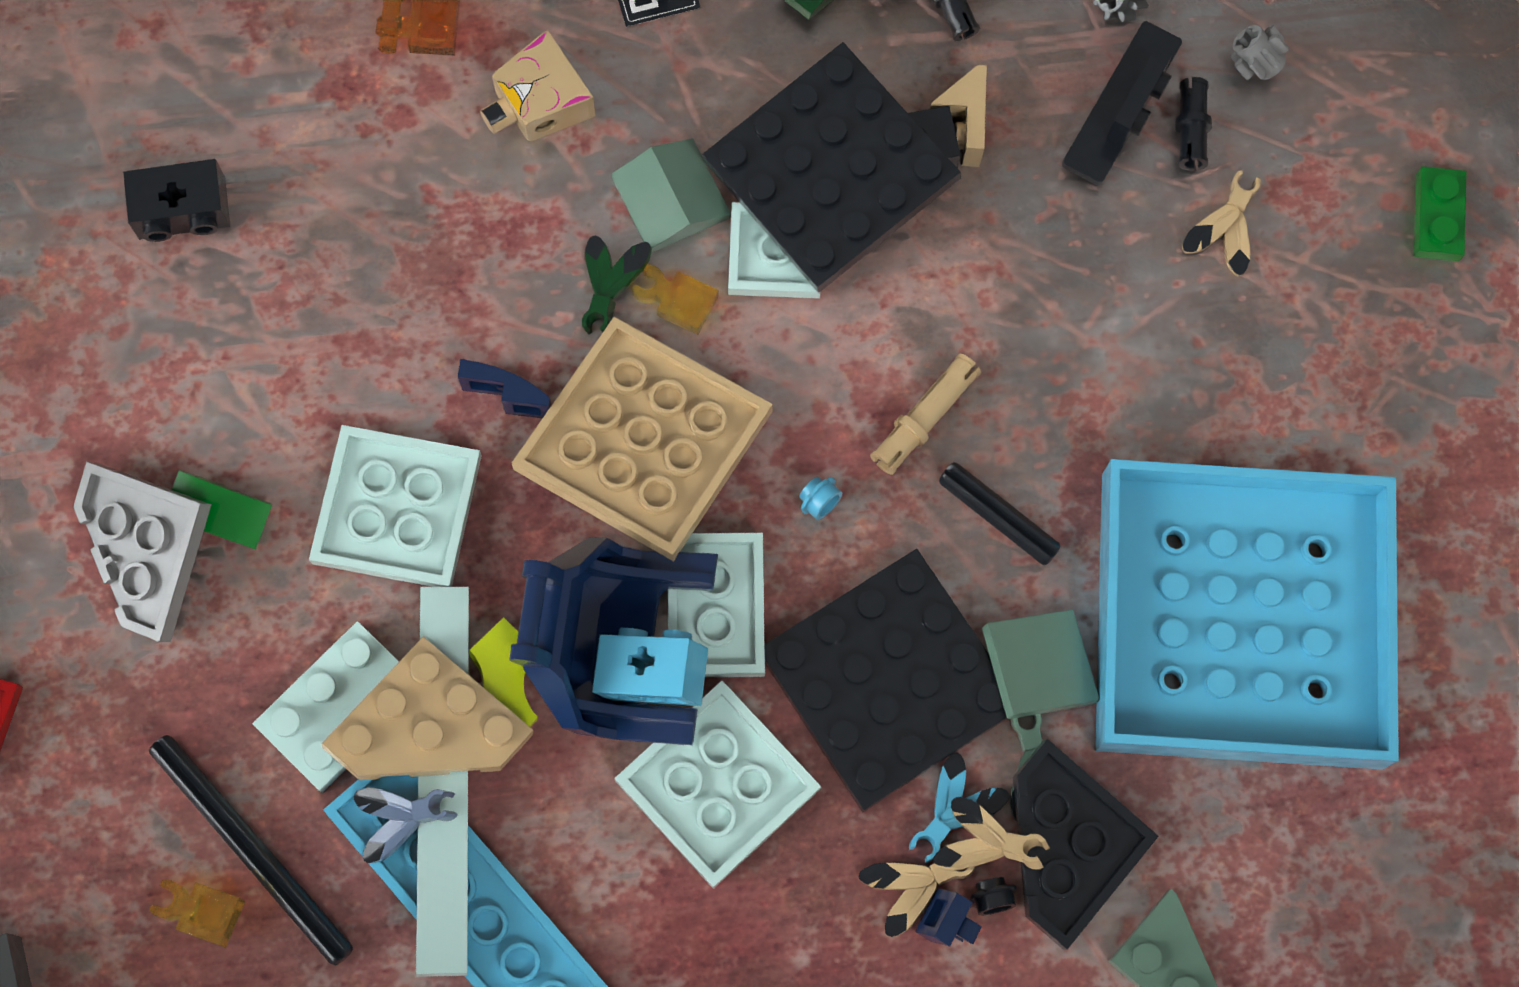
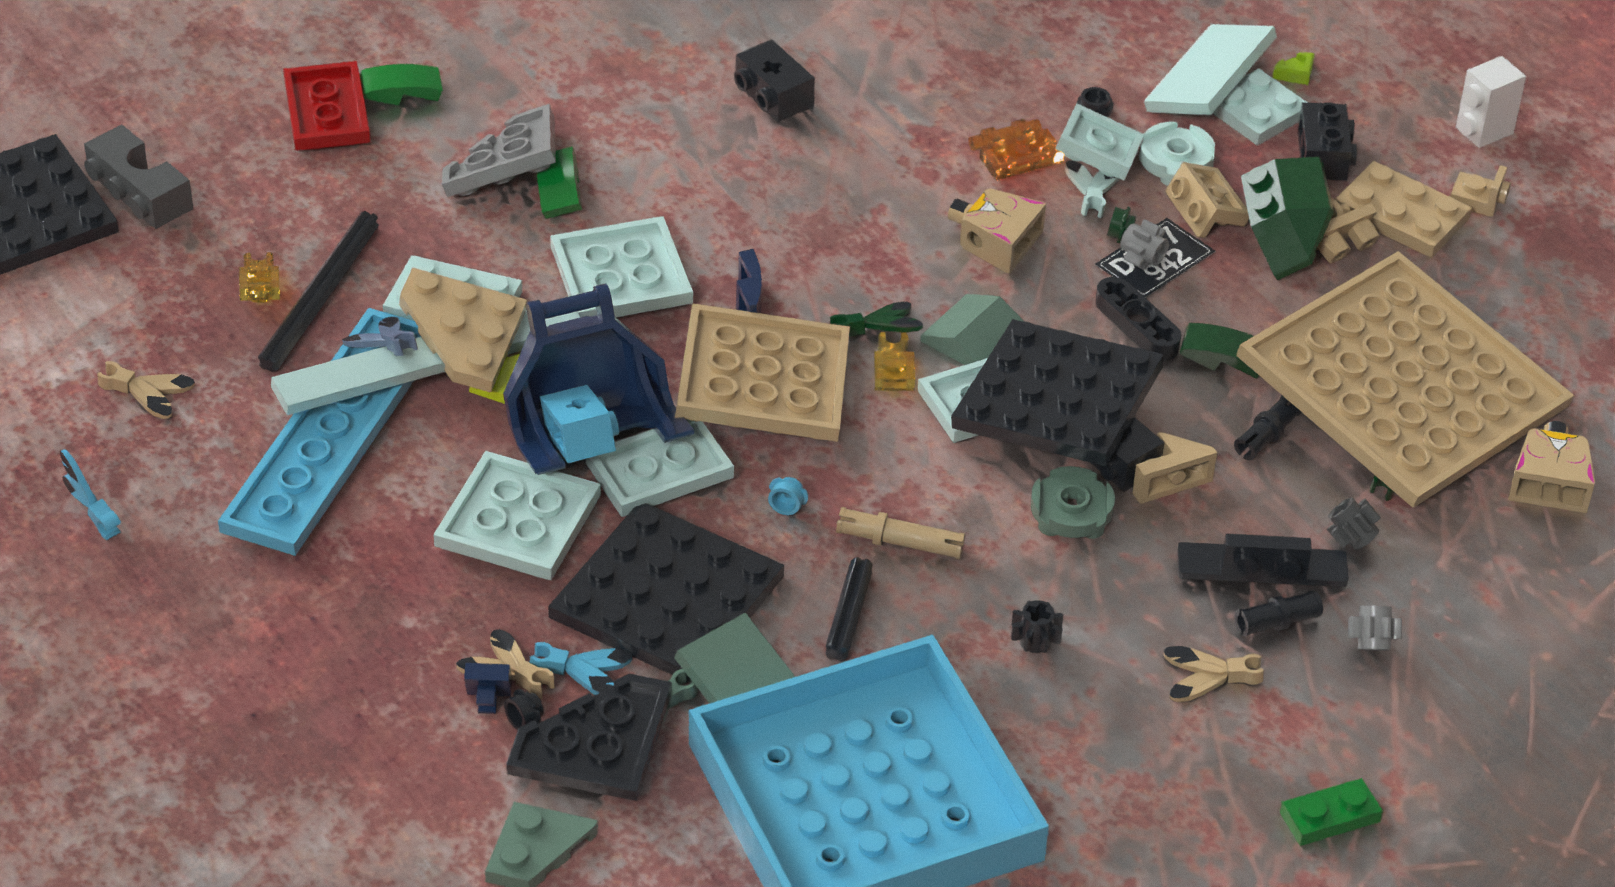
camera: 65 degrees right, 30 degrees down
(745, 14) = (1134, 303): none -> black beam
(963, 256) = (1074, 521): none -> sand green plate
(990, 840) = (565, 681): tan piece -> none
(1114, 339) = (1036, 626): none -> black gear

